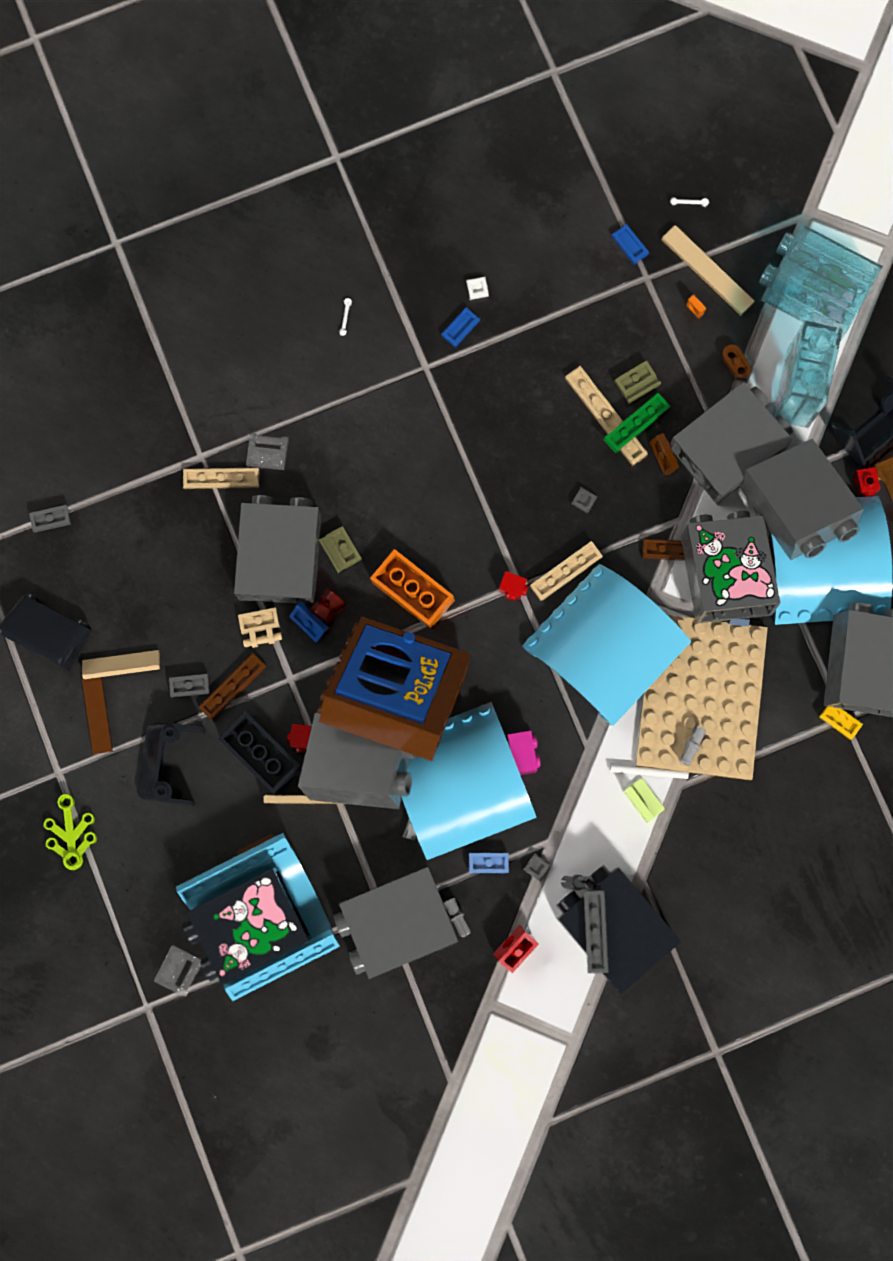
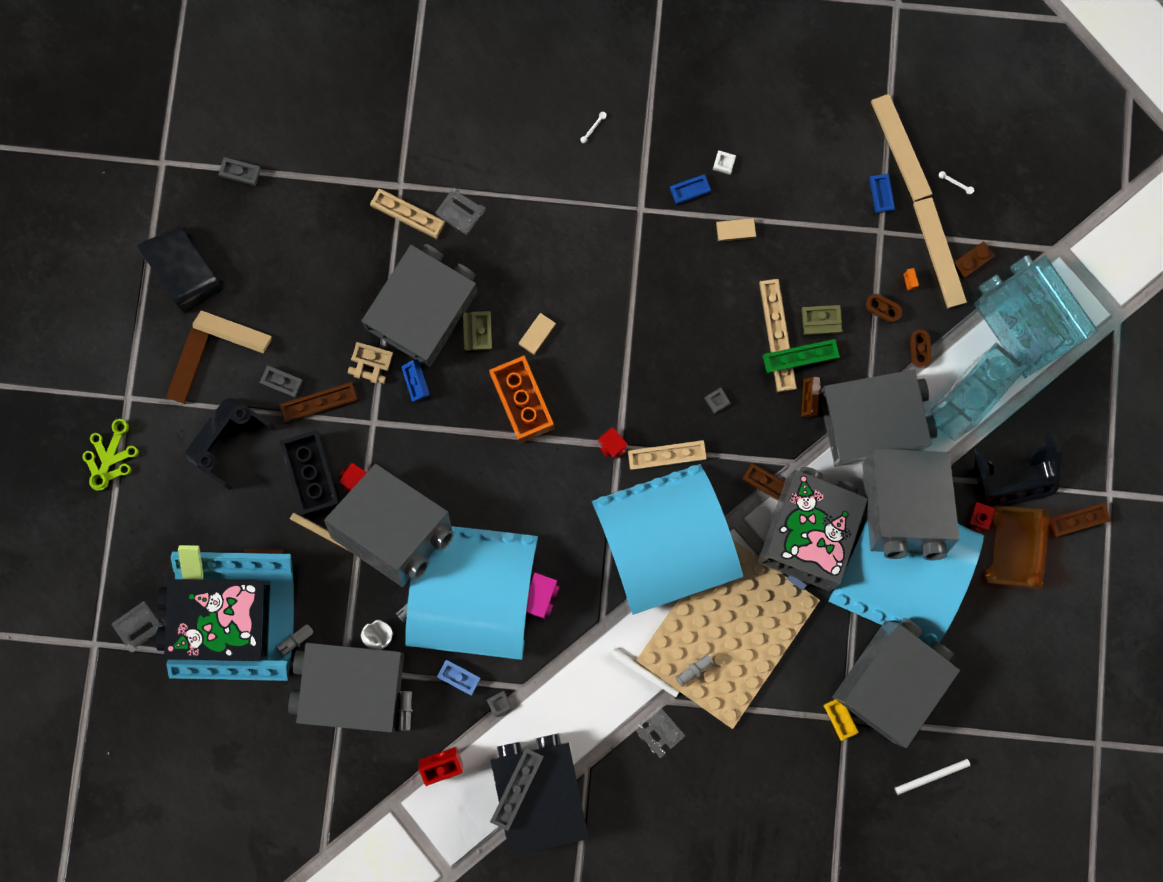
camera: 20 degrees right, 0 degrees up
(198, 887) = (190, 562): none -> yellowish green tile
(326, 613) = (446, 375): clear red wheel -> none
(326, 907) = (295, 640): none -> light grey axle
(394, 524) = (537, 333): none -> tan tile
(396, 864) = (377, 635): none -> white hair
(398, 717) = (444, 506): door -> none
(519, 342) = (736, 230): none -> tan tile
(577, 882) = (526, 736): dark grey pin -> none
(625, 195) = (901, 147): none -> tan tile
(644, 800) = (626, 695): yellowish green panel -> none
(685, 342) = (884, 306): none -> reddish brown plate
(692, 810) = (664, 727): none -> clear plate
(740, 261) = (973, 259): none -> reddish brown plate

